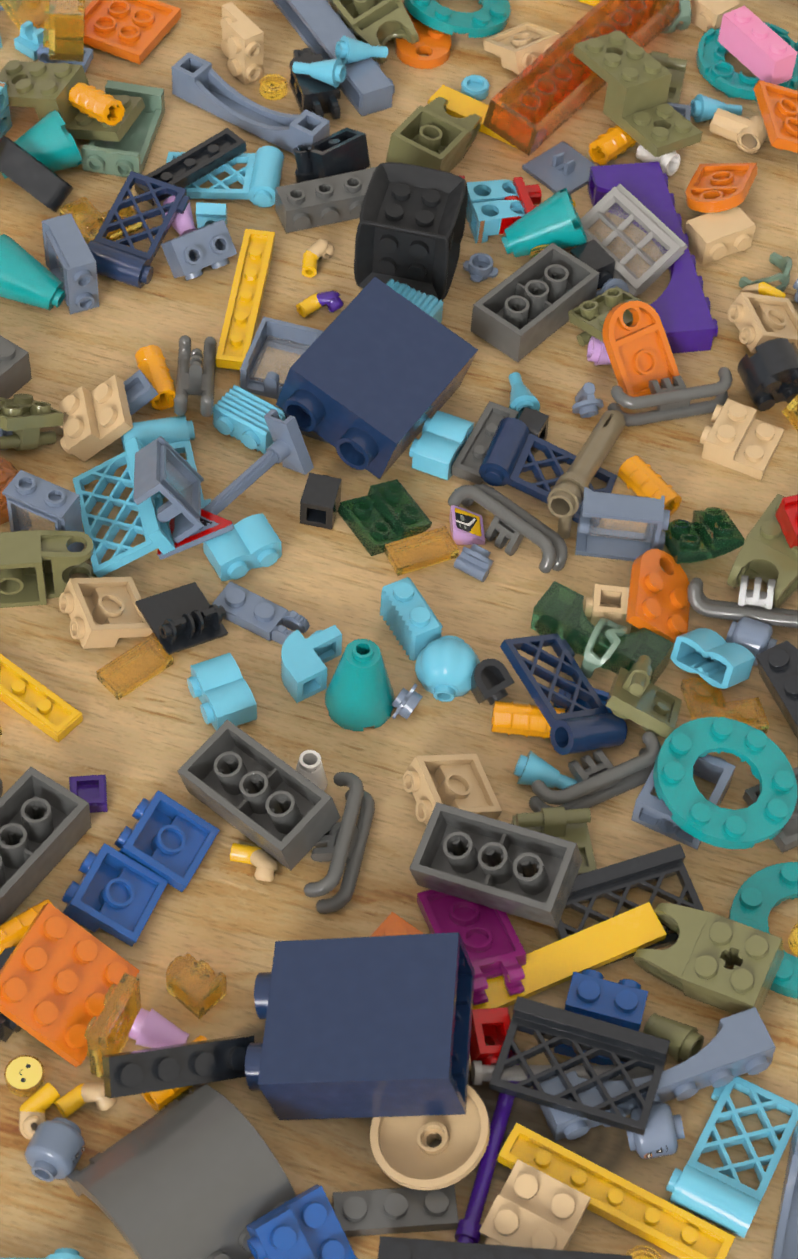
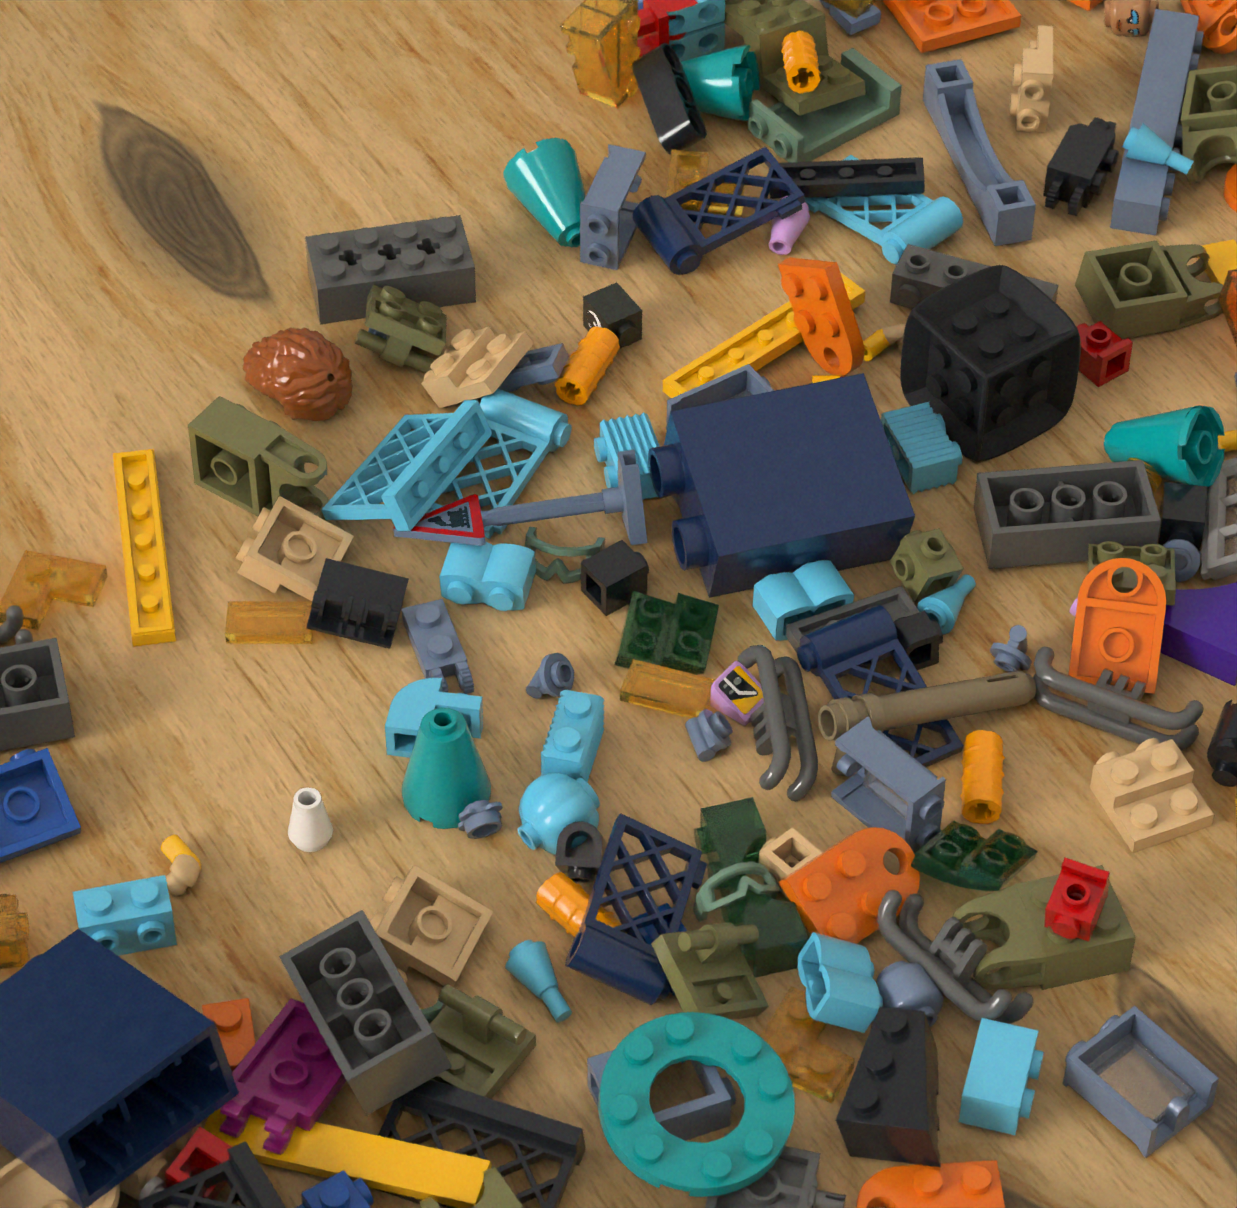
camera: 45 degrees right, 5 degrees down
(42, 506) = (318, 420): sand blue window -> none
(91, 789) = (104, 707): dark purple tile -> none
(138, 332) = (615, 311): none -> pearl dark grey brick
(165, 470) = (456, 464): sand blue window -> none
(167, 839) = (116, 790): blue plate -> none
(190, 377) = (614, 387): dark grey piece -> none
(199, 249) = (763, 260): sand blue brick -> none
(210, 212) = (819, 237): medium azure tile -> none
(222, 691) = (317, 694): medium azure brick -> none
(246, 510) = (557, 566): none -> sand green helmet
(259, 794) = (230, 802): dark grey brick -> none
(265, 918) = (127, 915): none -> medium azure brick
(273, 87) = (1040, 146): clear yellow tile -> none
(282, 256) = (823, 313): none -> orange plate
(327, 71) = (1093, 154): medium azure cone -> none
(333, 155) = (1016, 244): black hinge -> none
(343, 845) = (269, 904): dark grey piece -> none
(347, 587) = (551, 677): none -> sand blue plate
(480, 267) = (1057, 449): sand blue plate -> none
(490, 378) = (926, 563): none -> olive brick
(498, 204) = (1142, 389): medium azure hips -> none
(599, 780) = (580, 1020): dark grey piece -> none

